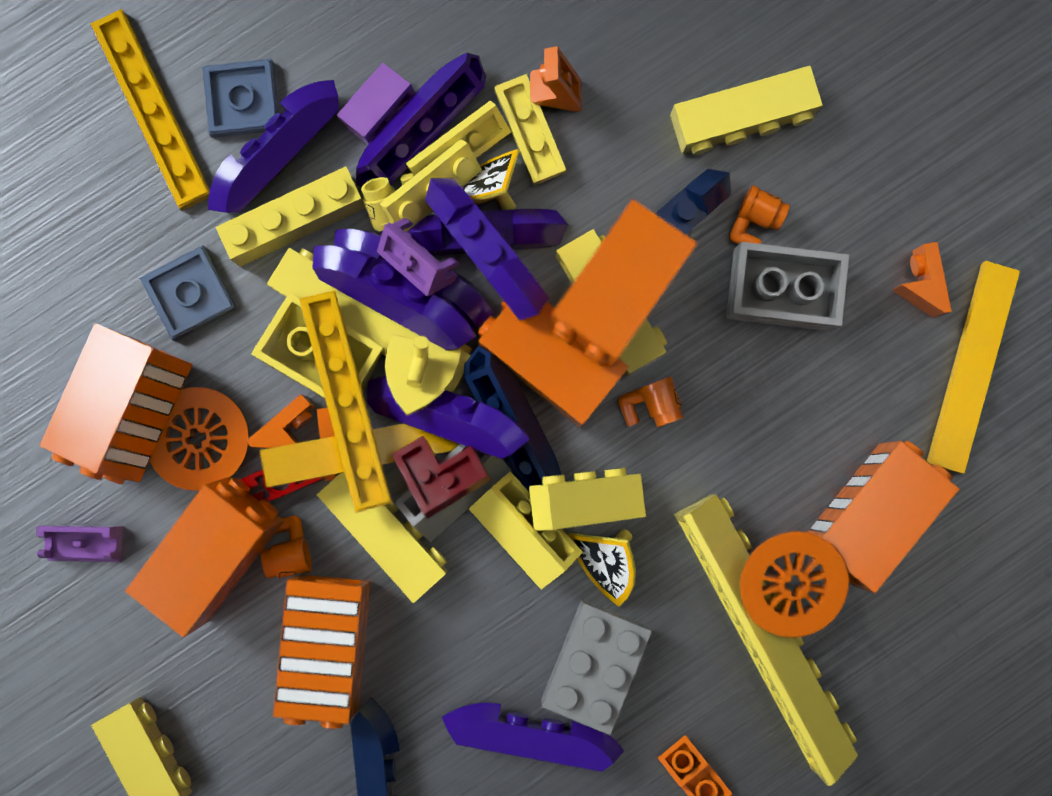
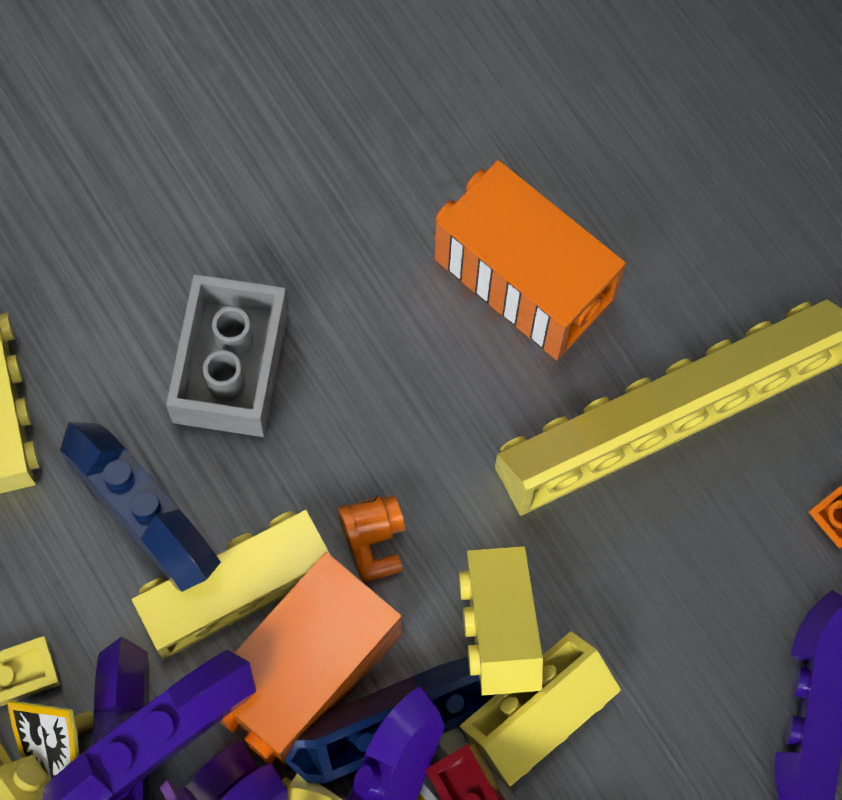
camera: 90 degrees left, 15 degrees down
(595, 667) = (723, 622): light grey brick -> none
(608, 563) = (586, 598): shield -> none
(621, 284) = (218, 547): orange brick -> none
(761, 209) = (122, 384): orange piece -> none
(802, 620) = (646, 327): orange piece -> none
(930, 290) = (244, 186): orange slope -> none
(973, 367) = (342, 145): yellow tile -> none

